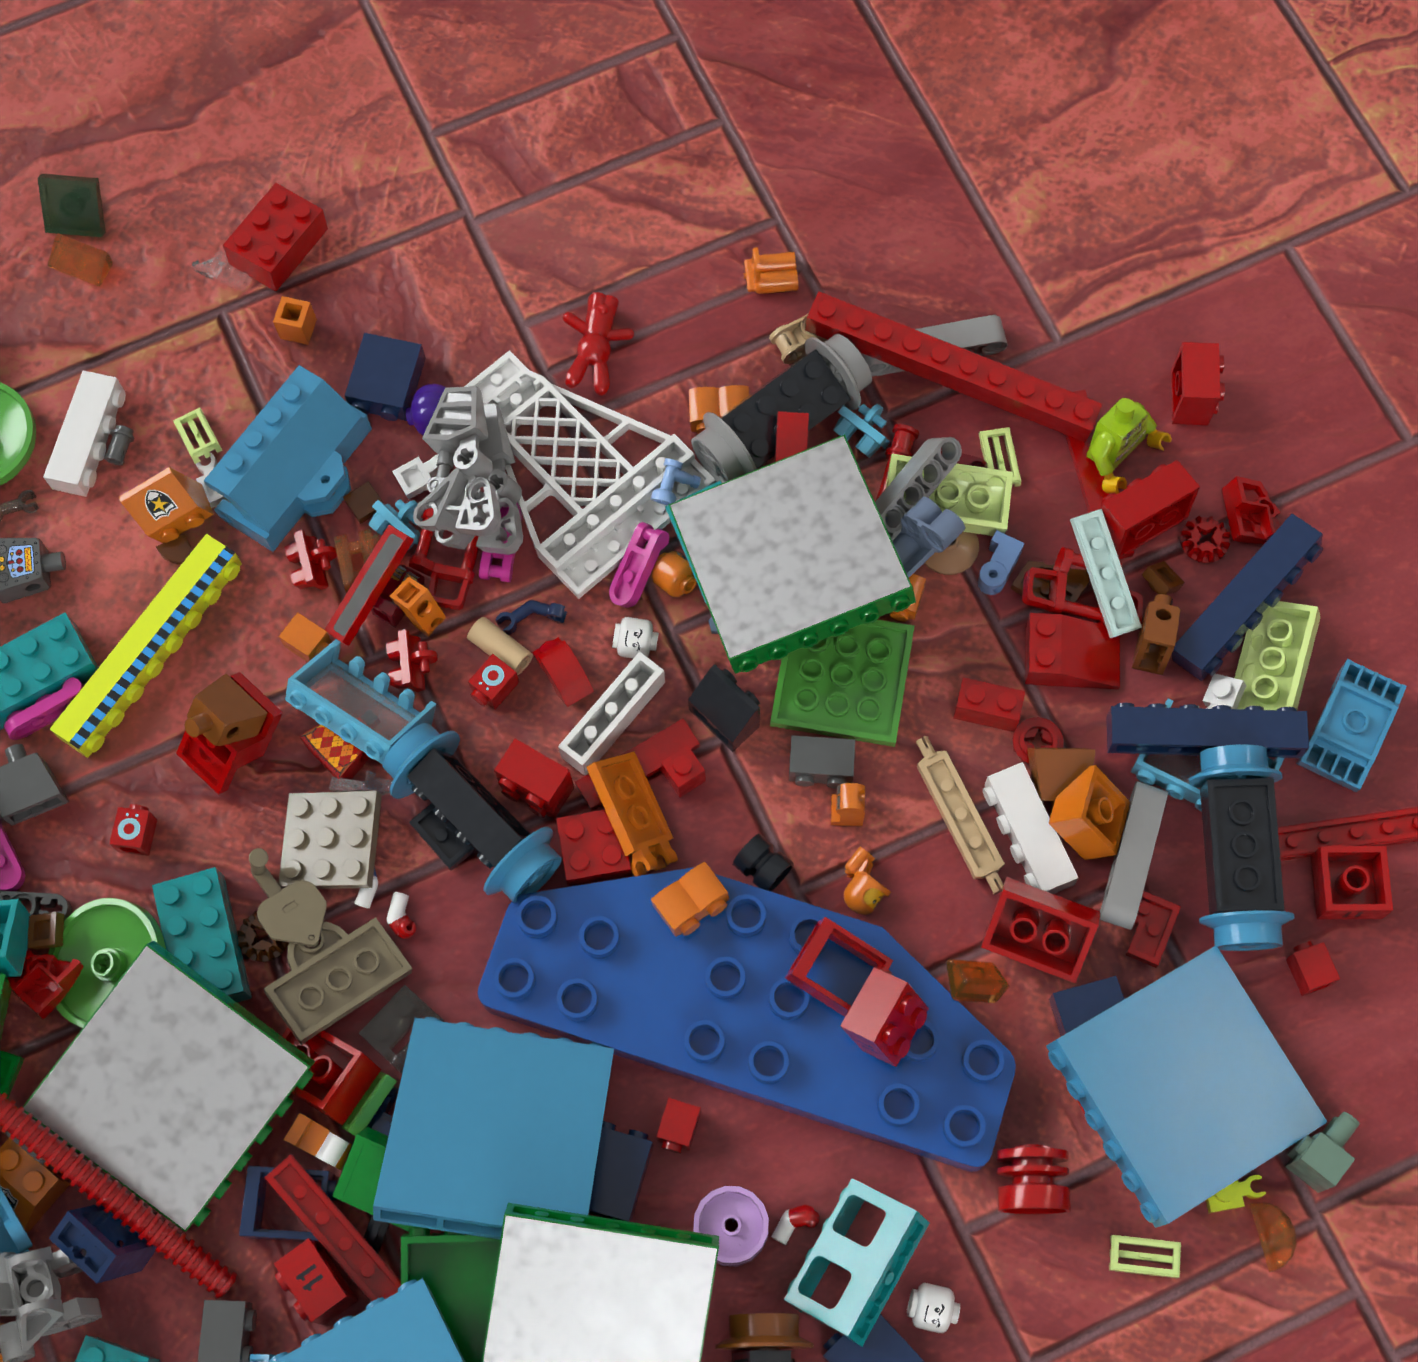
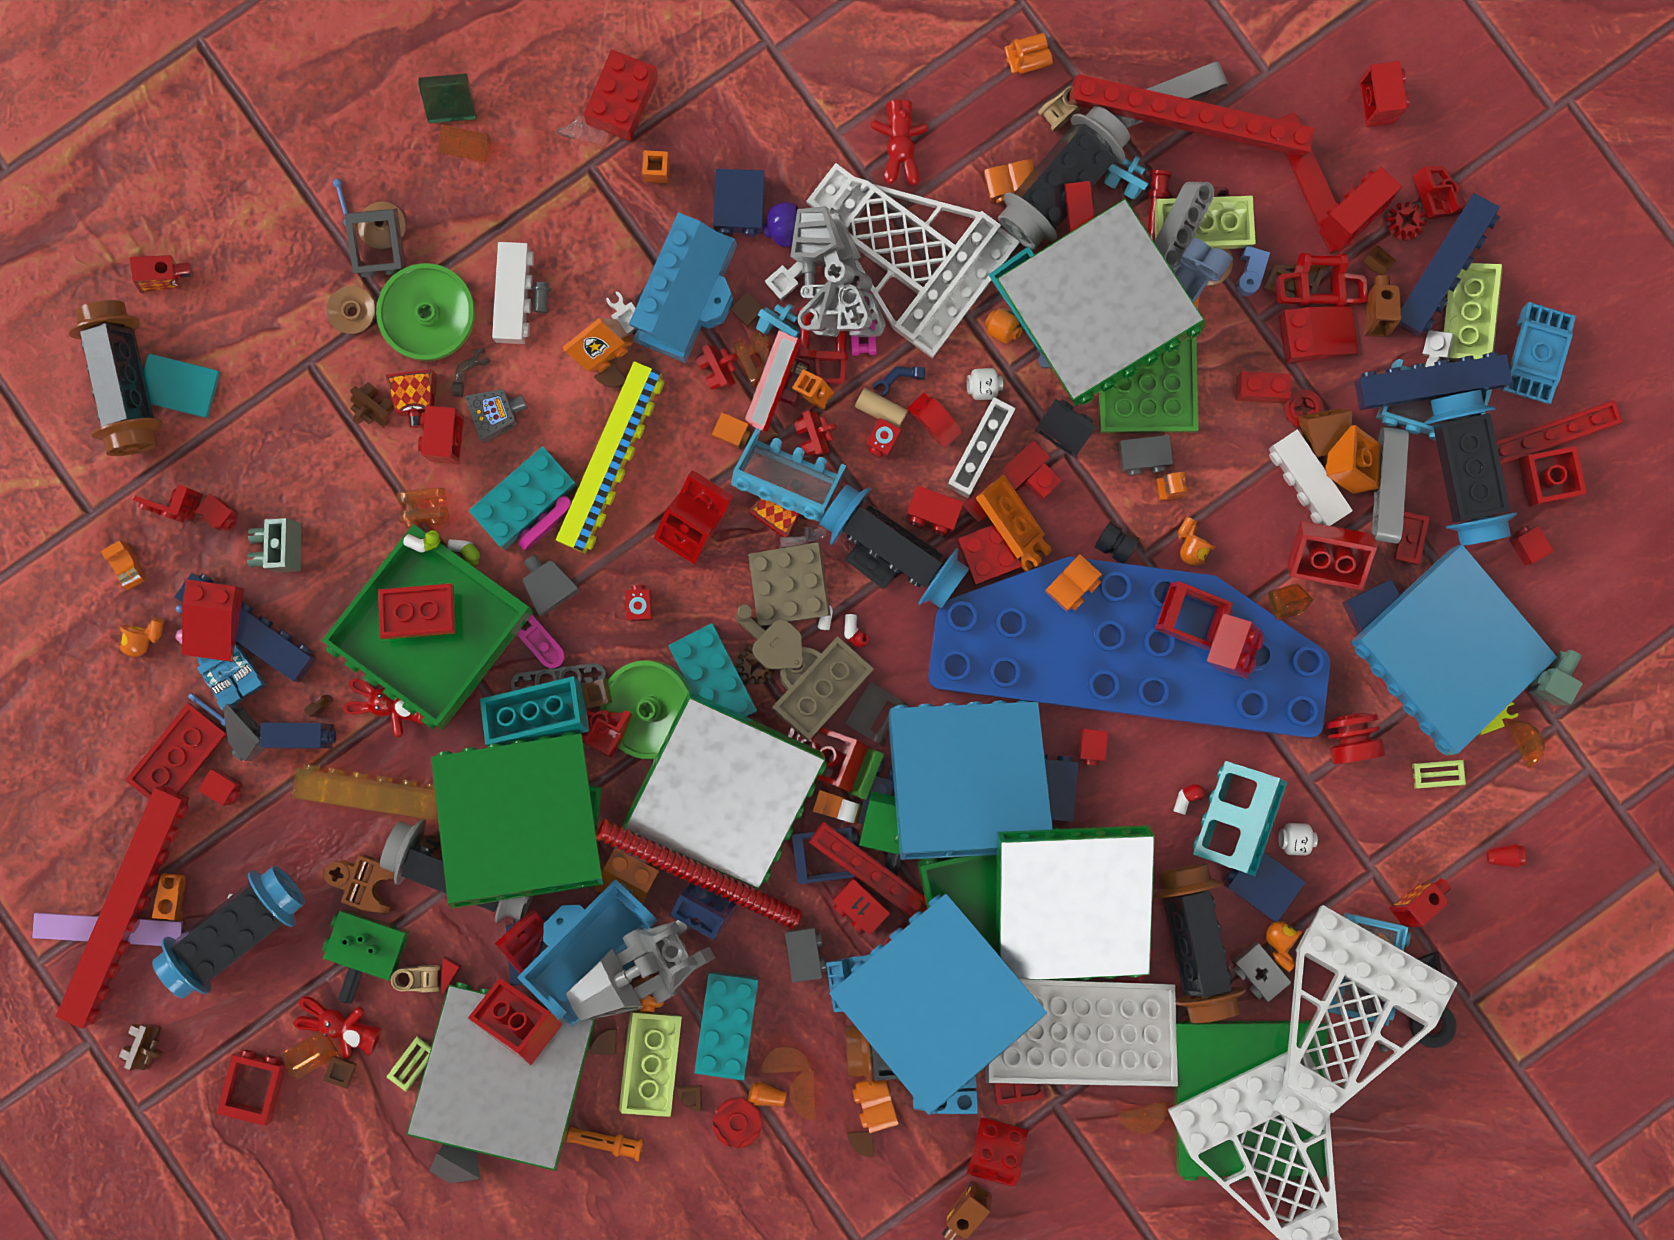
camera: 10 degrees left, 15 degrees up
(204, 449) = (613, 291): yellowish green tile -> none
(224, 713) = (692, 506): dark orange torso -> none
(637, 564) = (974, 324): dark pink plate -> none
(673, 473) = (989, 245): light blue piece -> none
(740, 1206) = (1161, 809): lavender wheel -> none
(960, 815) = (1255, 476): tan plate -> none
(1006, 433) = (1244, 174): yellowish green tile -> none
(1105, 573) = (1337, 267): light aqua tile -> none
(1118, 436) = (1328, 152): lime torso -> none

